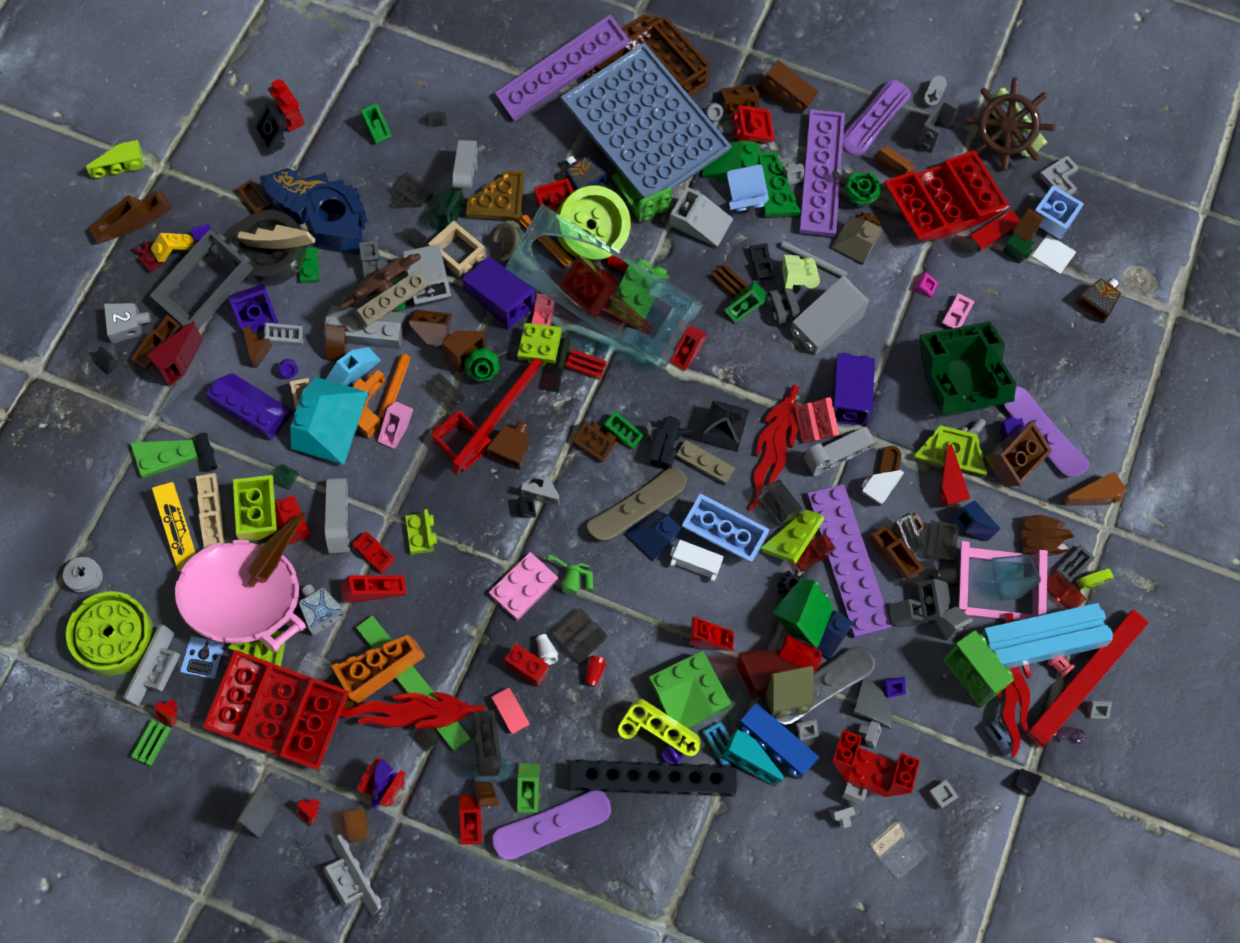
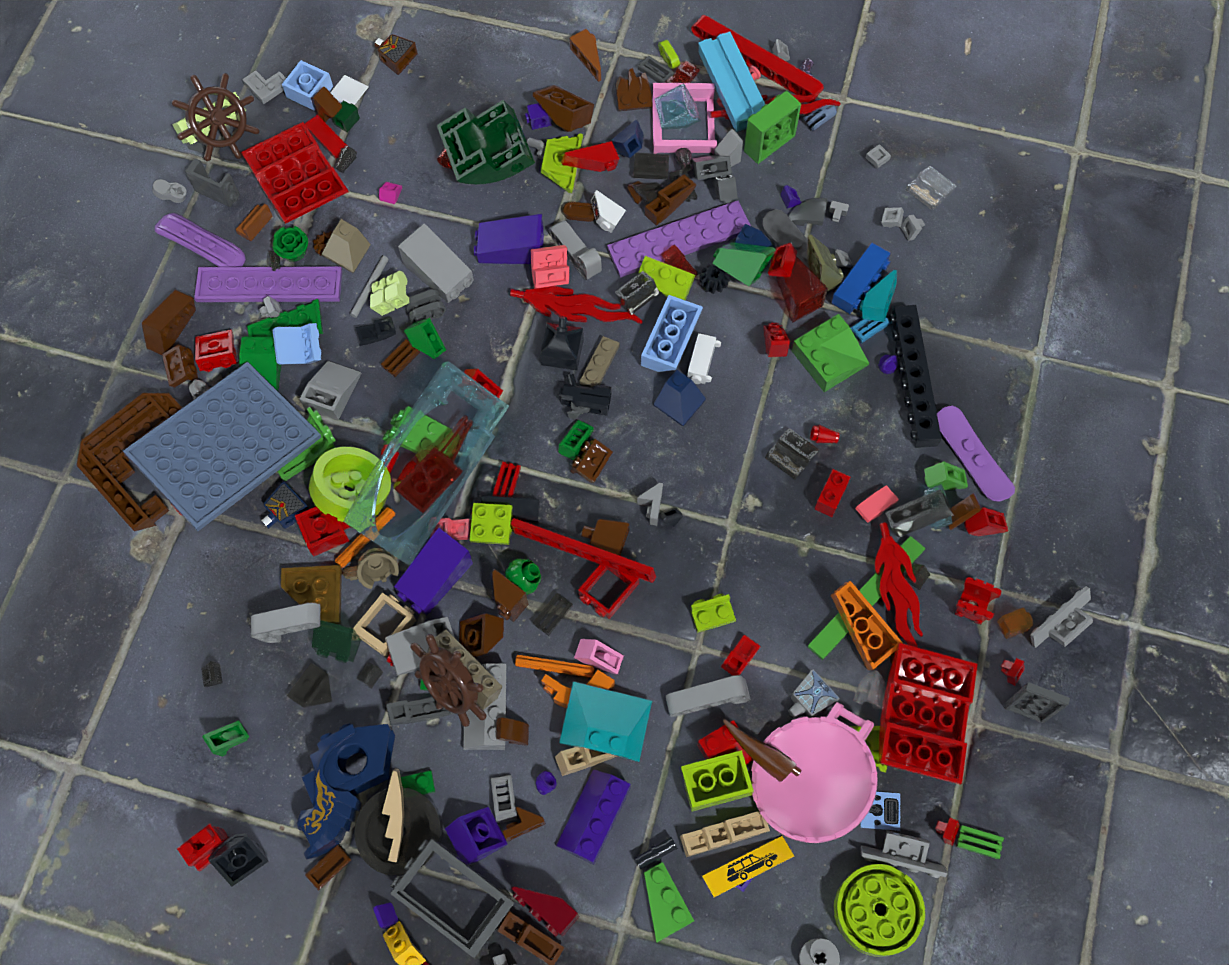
camera: 90 degrees left, 0 degrees up
(285, 476) = (671, 762): clear green tile -> none
(353, 366) = (539, 711): medium azure slope -> none
(372, 587) = (781, 649): red slope -> none
(383, 777) = (978, 597): dark purple slope -> none
(523, 586) = (751, 509): bright pink plate -> none
(546, 650) = (813, 479): white cone -> none
(562, 67) = (149, 539): medium lavender plate -> none
(571, 580) = (738, 465): bright green piece -> none
(638, 506) = (654, 415): dark tan piece -> none
(660, 731) = (862, 385): neon yellow beam -> none
(872, 770) = (872, 199): red slope -> none
(958, 311) = (418, 164): bright pink slope -> none
(1027, 782) = (854, 98): black slope -> none
(1064, 454) = (559, 74): medium lavender piece -> none

